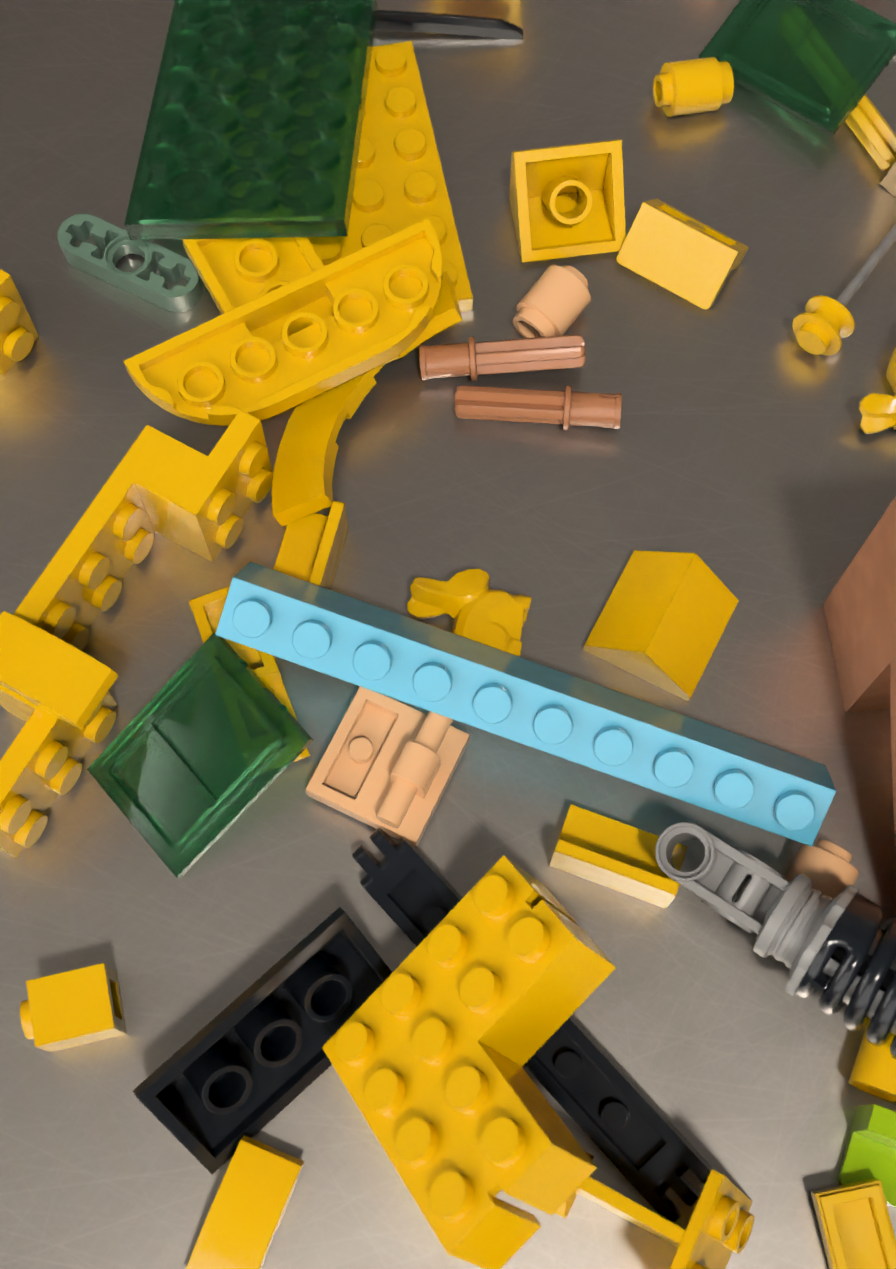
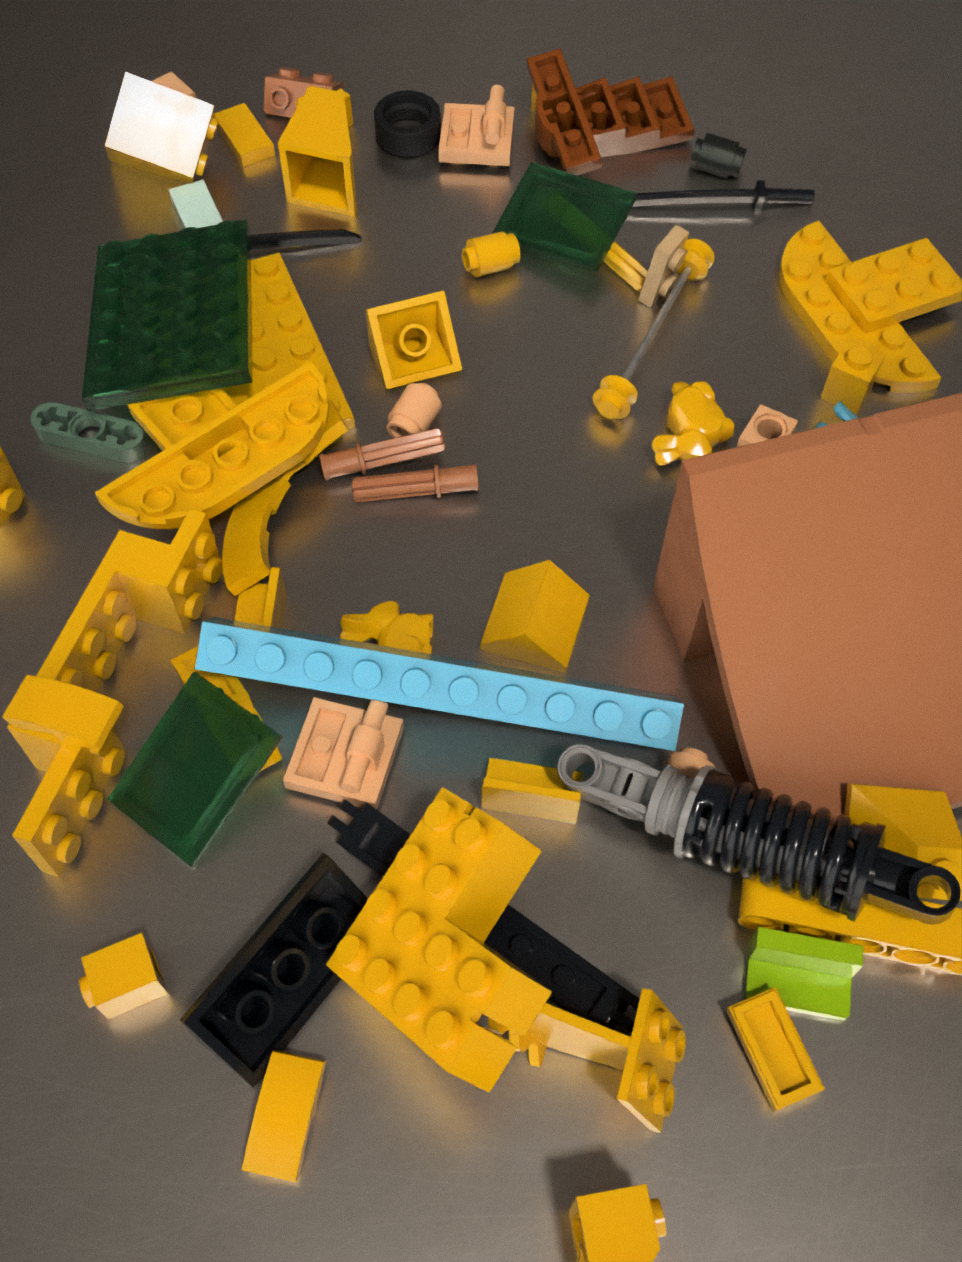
camera: 10 degrees left, 10 degrees down
(680, 253) = (501, 365): yellow panel -> none

